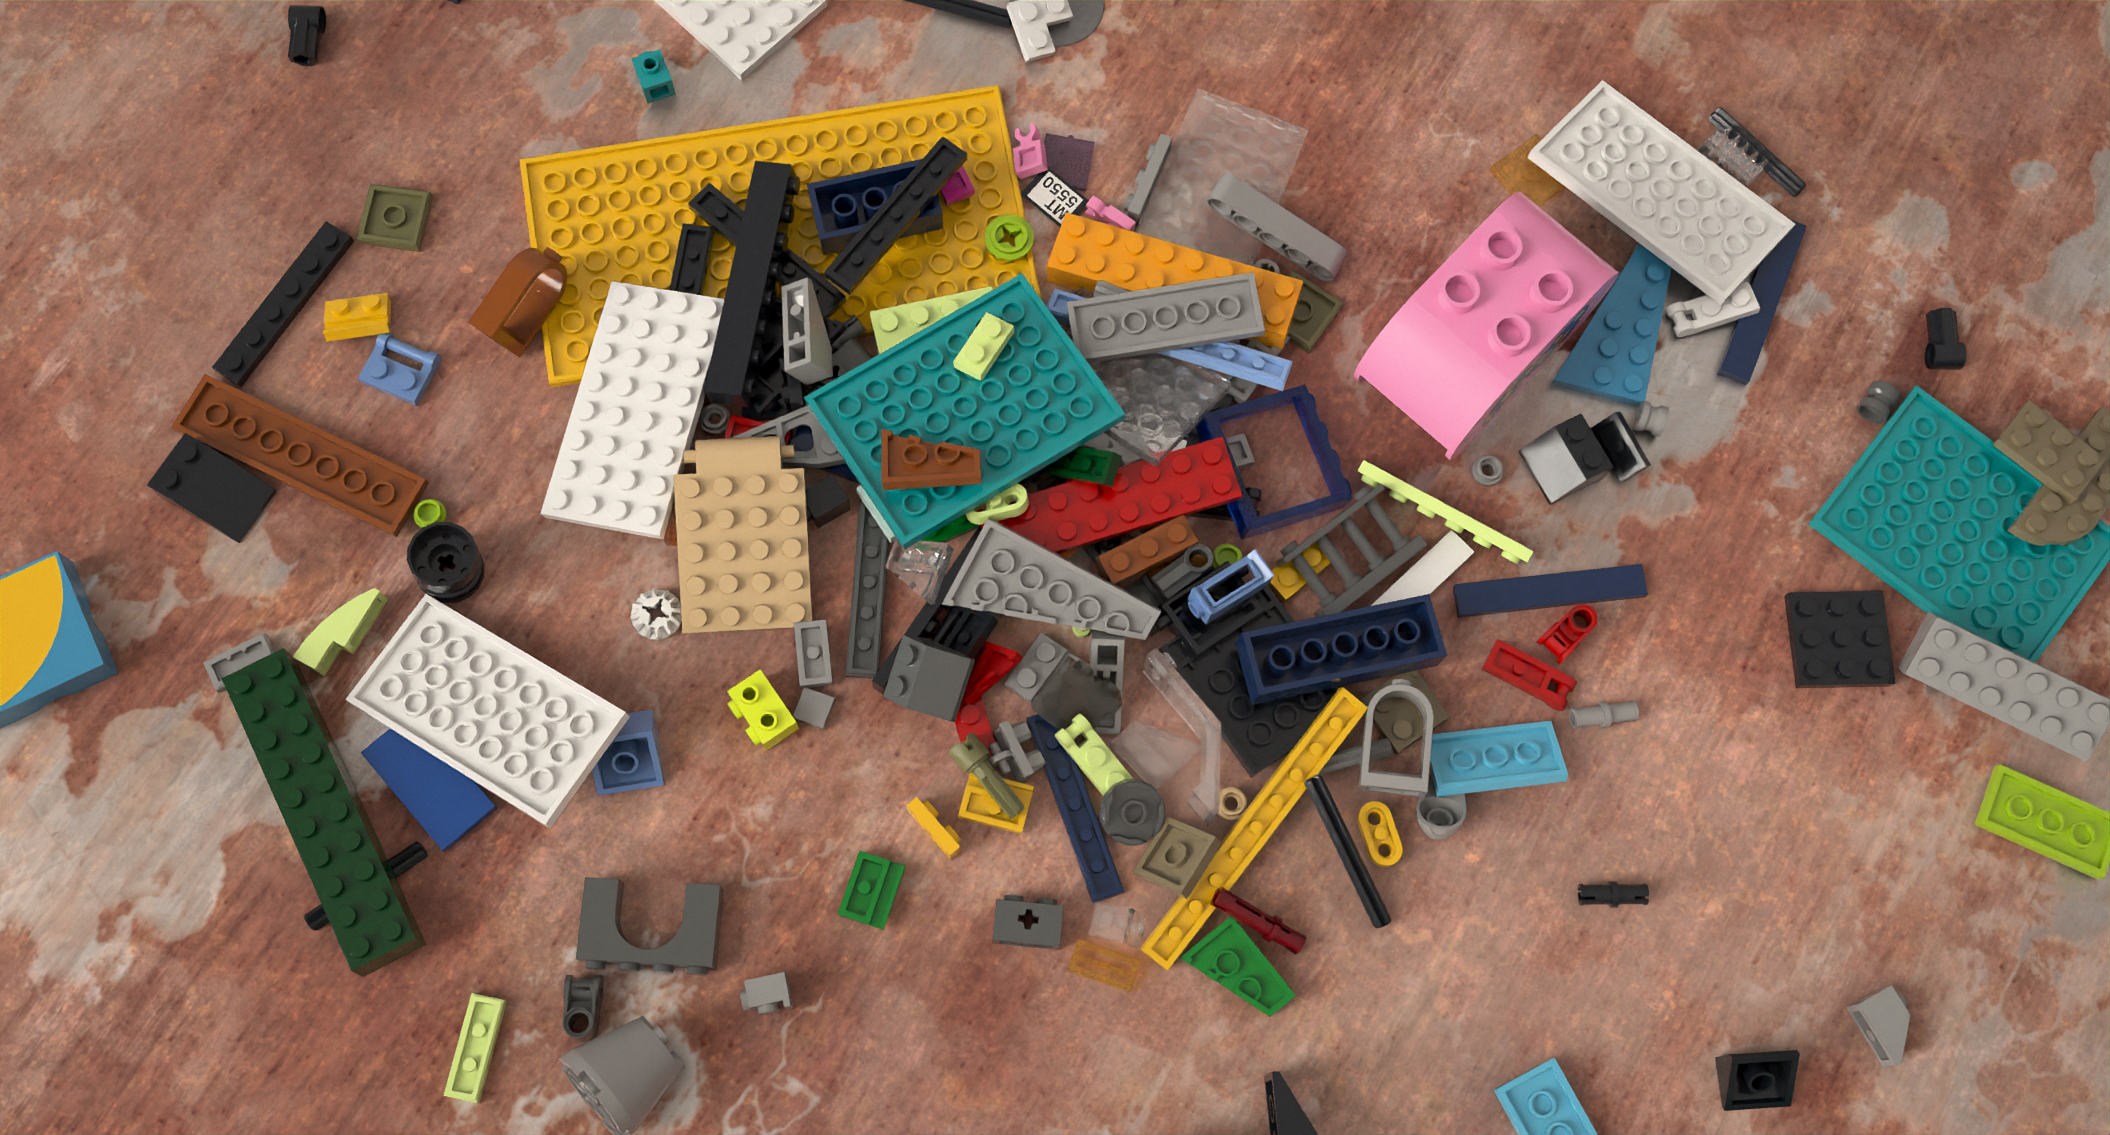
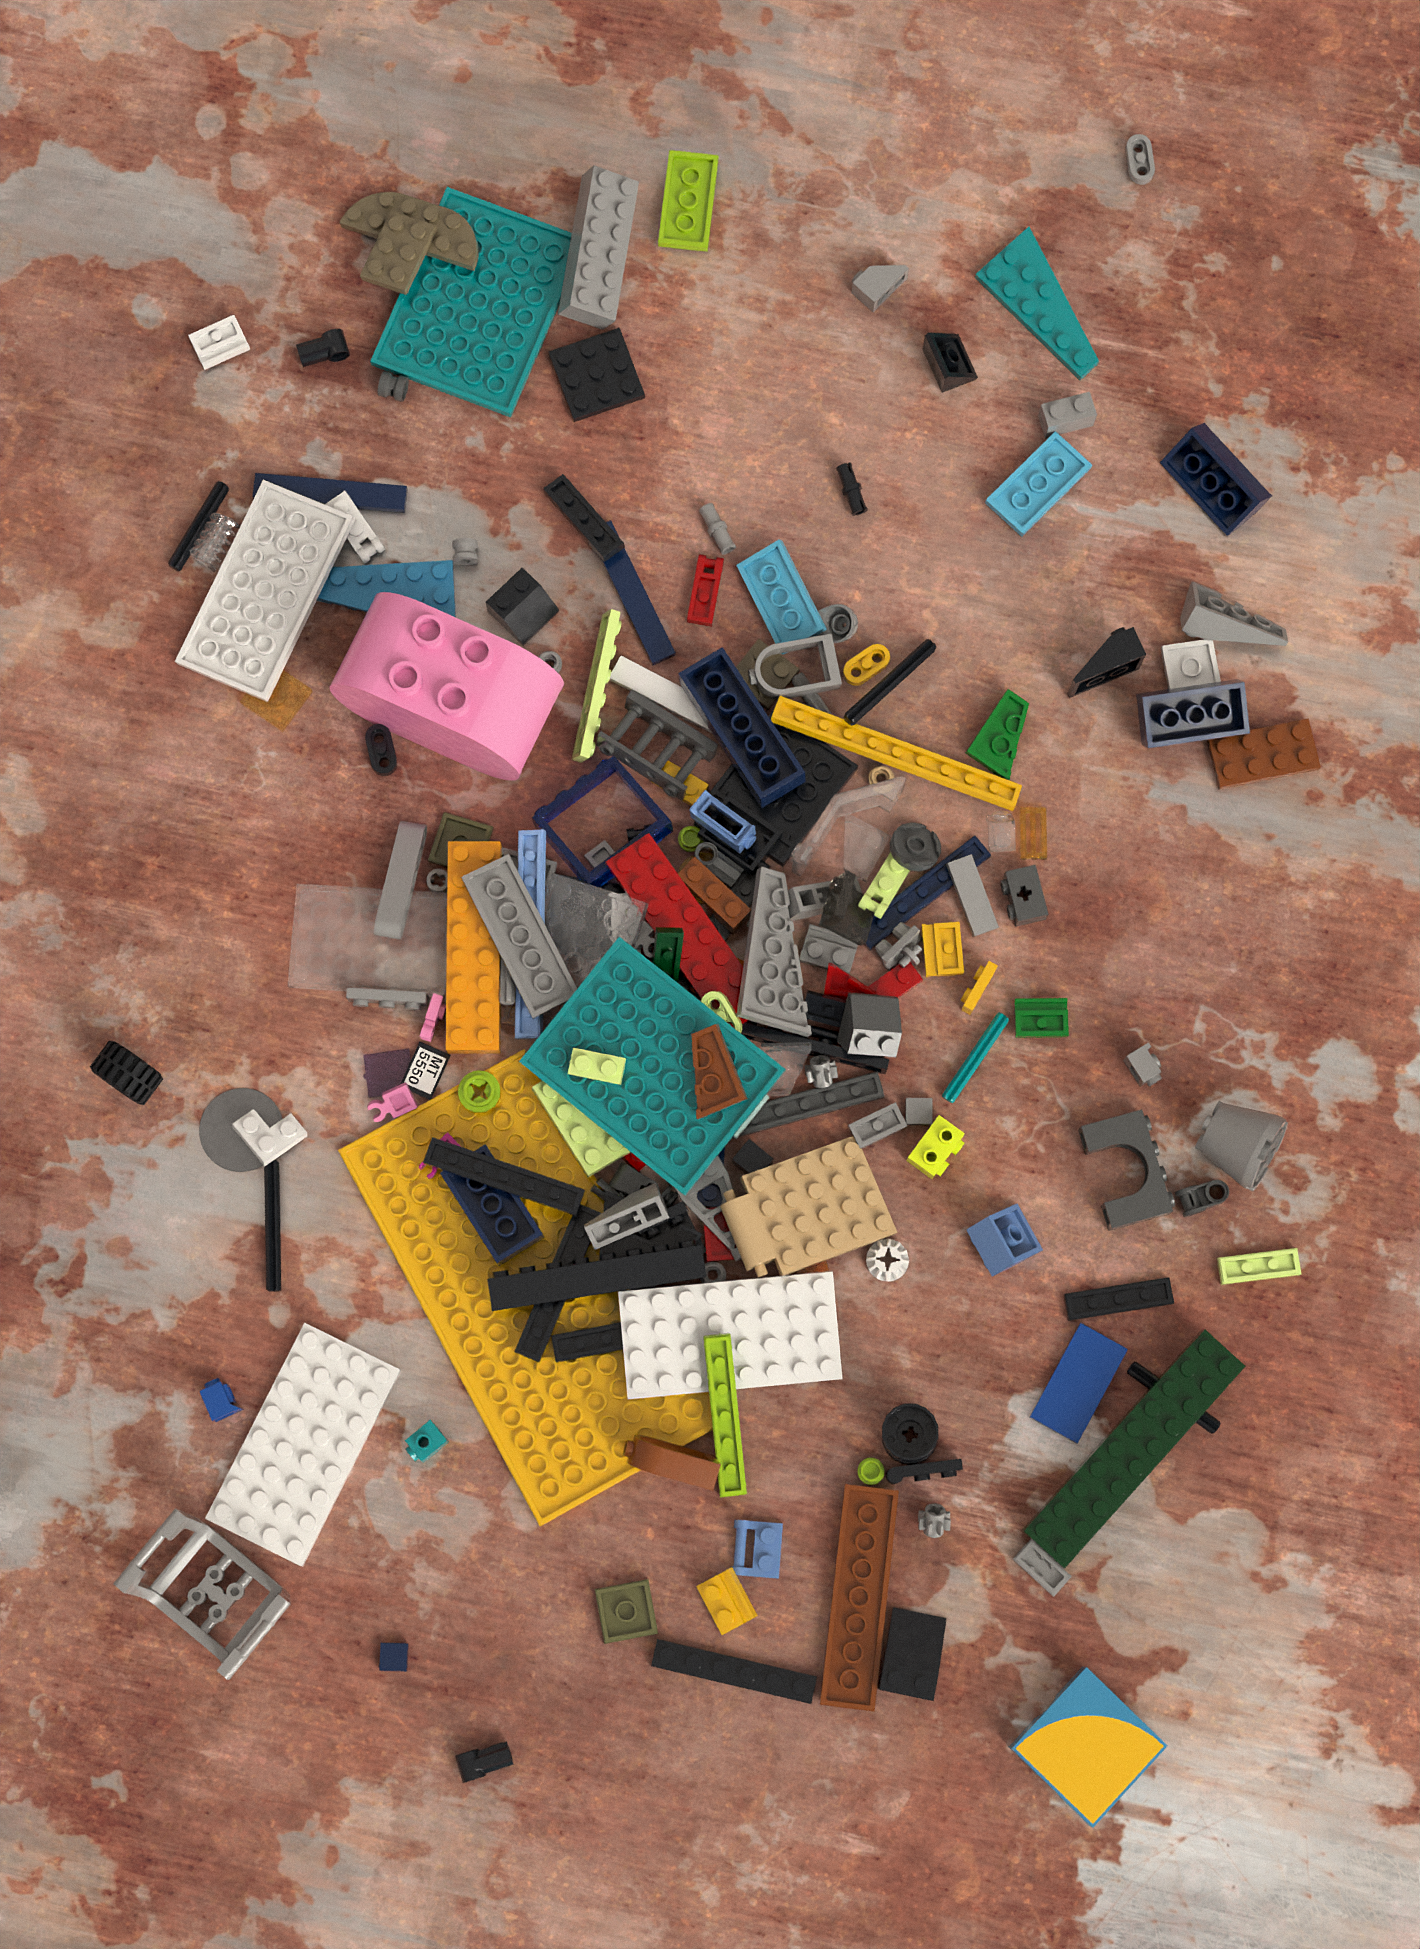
camera: 105 degrees left, 5 degrees up
(340, 631) = (991, 1499): yellowish green slope -> none
(343, 560) = (934, 1520): none -> light grey gear
(397, 593) = (922, 1471): none -> black plate
(488, 710) = (1014, 1351): white plate -> none
(504, 869) = (1118, 1299): none -> black tile
(553, 374) = (725, 1414): none -> lime tile
(853, 796) = (975, 1057): none -> teal axle
(898, 609) = (821, 1071): none -> light grey gear
(973, 758) = (920, 971): olive piece -> none
(1049, 860) = (972, 895): none -> light grey tile
(1177, 857) = (938, 802): dark tan plate -> none
(1270, 927) = (965, 721): dark red pin -> none
(1432, 253) = (382, 750): none -> black plate
(1565, 636) = (664, 570): red piece -> none
(1620, 446) = (496, 568): black plate -> none
(1657, 560) = (584, 517): none -> black plate
(1977, 234) = (219, 342): none -> white plate

